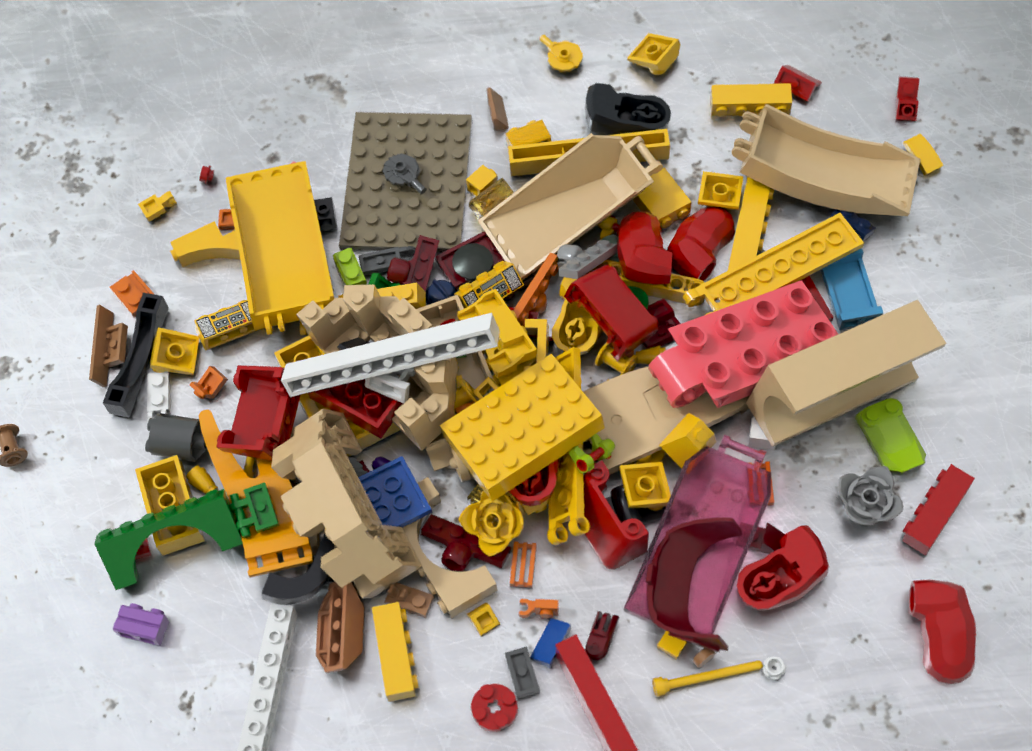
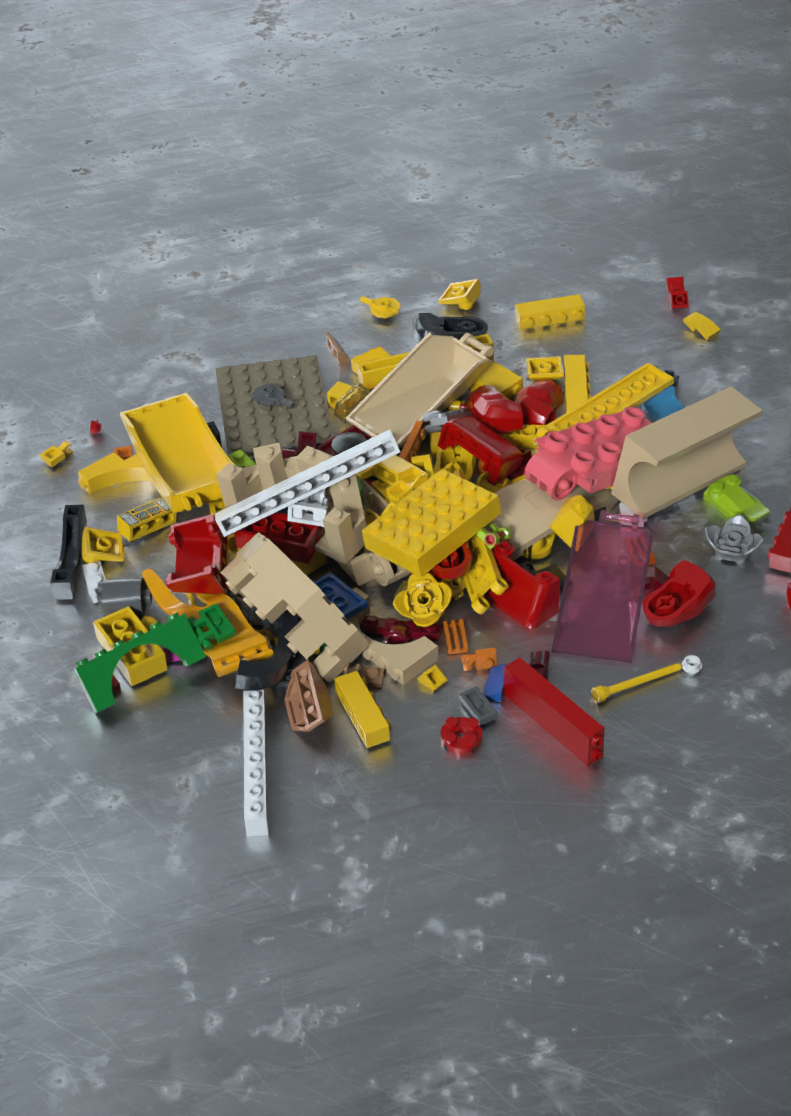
camera: 15 degrees left, 20 degrees down
(107, 346) = (40, 551): medium nougat bracket -> none
(129, 291) = (49, 516): orange plate -> none
(141, 624) = (127, 733): medium lavender brick -> none
(209, 384) = (141, 561): orange bracket -> none
(645, 485) = (545, 558): yellow slope -> none
(671, 576) = (586, 610): dark red piece -> none
(671, 645) = (600, 665): yellow tile -> none
(703, 657) = (630, 667): medium nougat tile -> none
(801, 83) = (589, 296): red panel -> none
(826, 165) = (624, 339): tan hinge -> none

